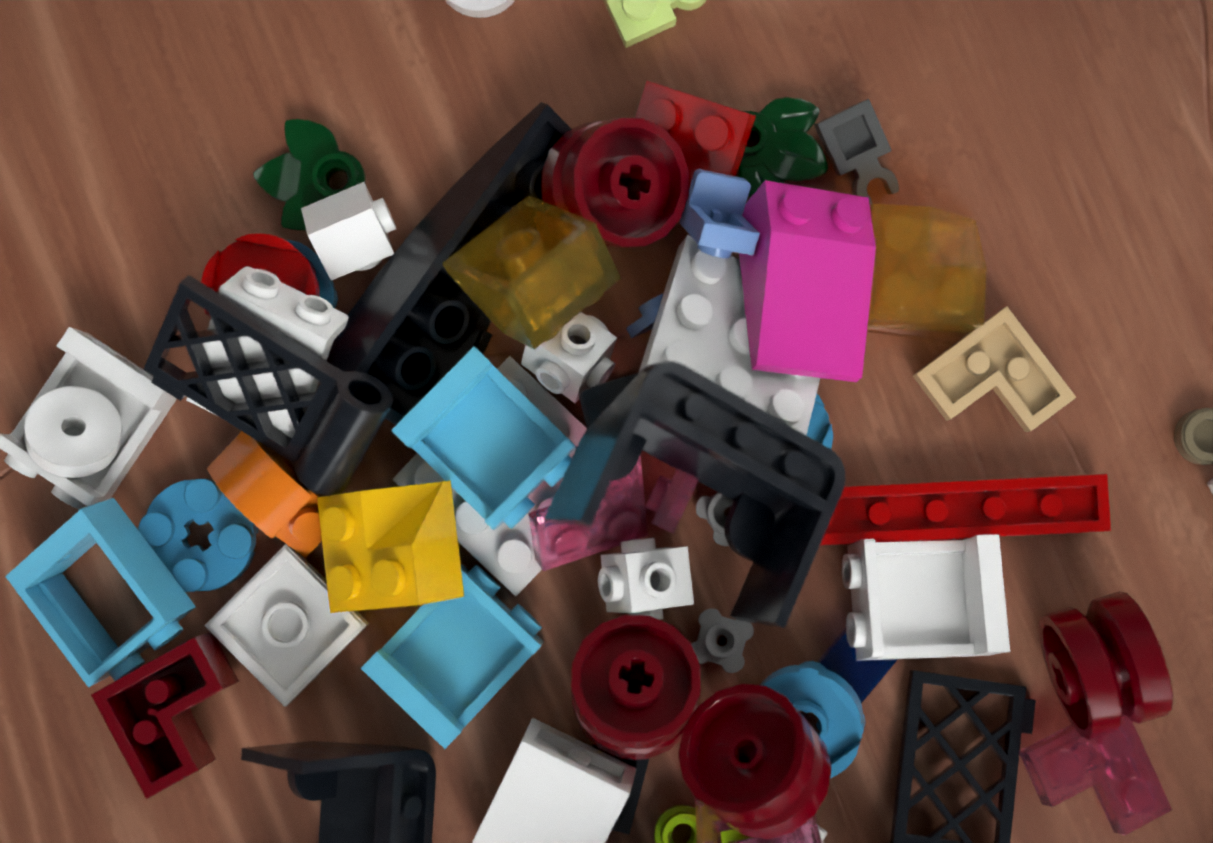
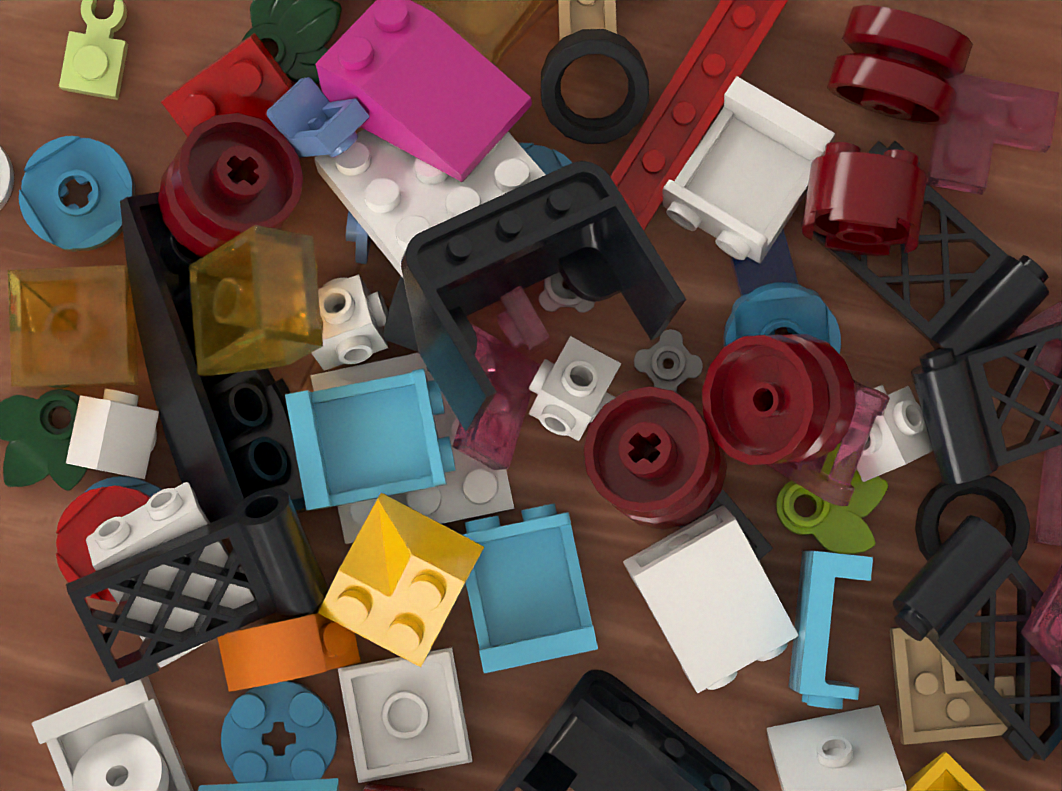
camera: 60 degrees left, 0 degrees up
(412, 135) = (72, 328): none -> clear yellow slope
(513, 38) = (45, 188): none -> dark azure plate
(885, 460) = (594, 129): none -> black tyre
(972, 715) = (865, 200): none -> dark red brick

